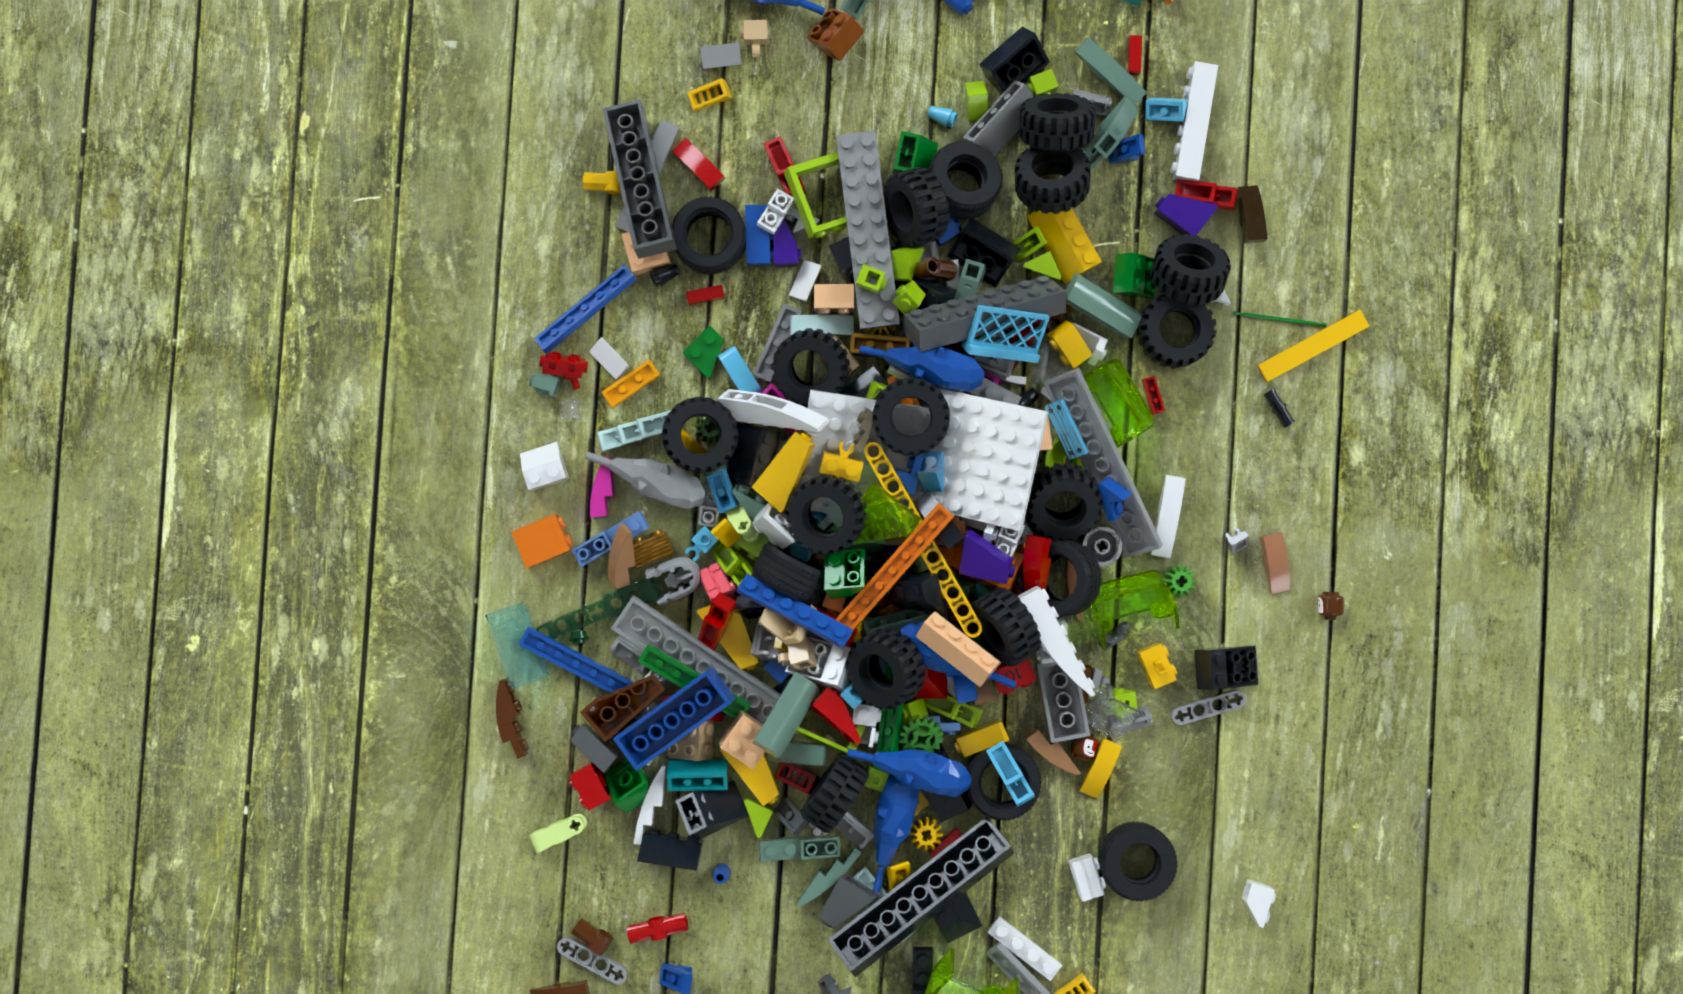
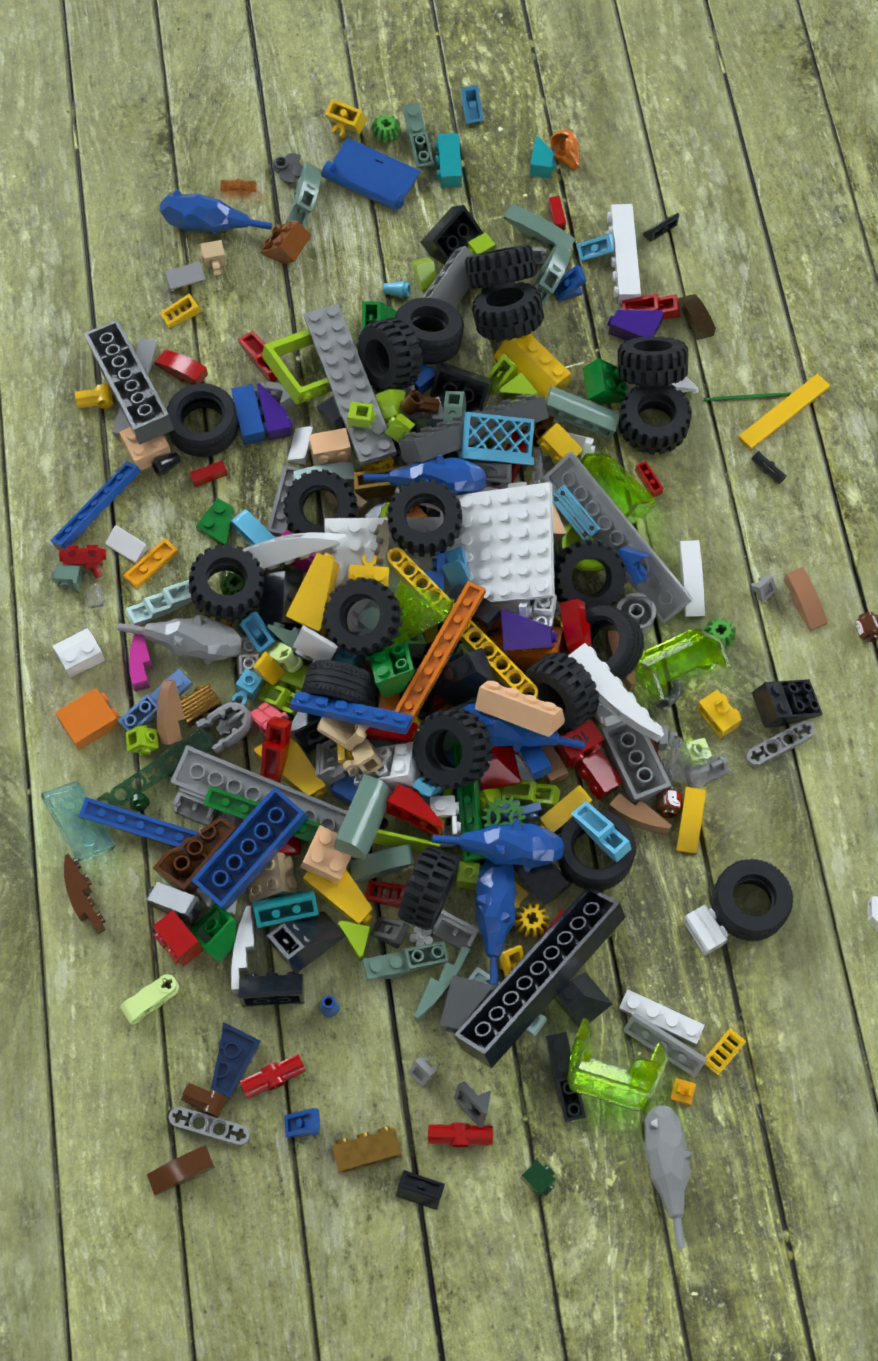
camera: 10 degrees left, 20 degrees down
(591, 576) = (142, 740): none -> lime brick
(624, 904) = (233, 1059): none -> dark blue wing
(775, 211) = (260, 387): white slope -> none
(793, 953) = (422, 1071): none -> light grey tile
(1024, 707) = (599, 774): none -> brick
(1242, 95) = (661, 227): none -> black slope

